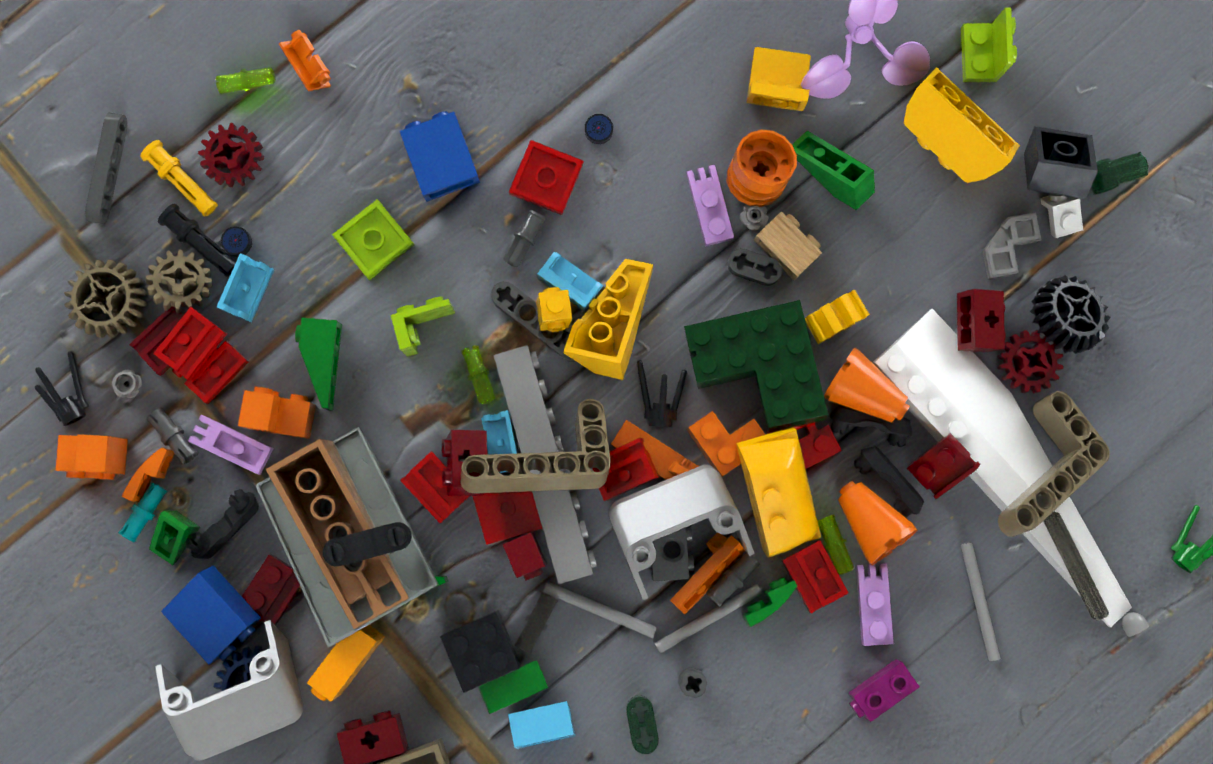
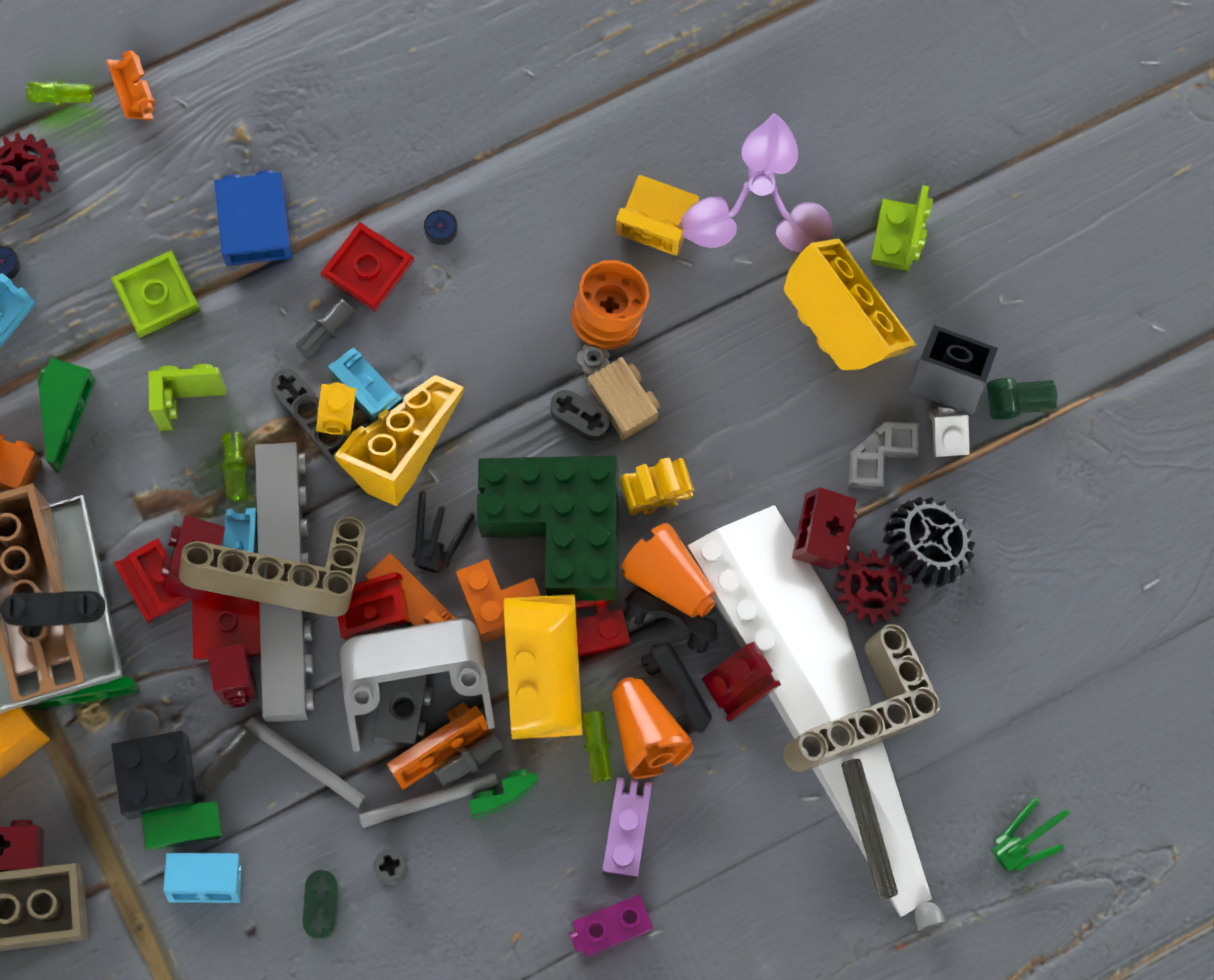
camera: 15 degrees right, 10 degrees down
(710, 206) = (546, 339): lavender hinge -> none
(815, 576) = (564, 778): red plate -> none
(835, 170) = (697, 327): green slope -> none
(980, 601) = (753, 856): light grey bar -> none

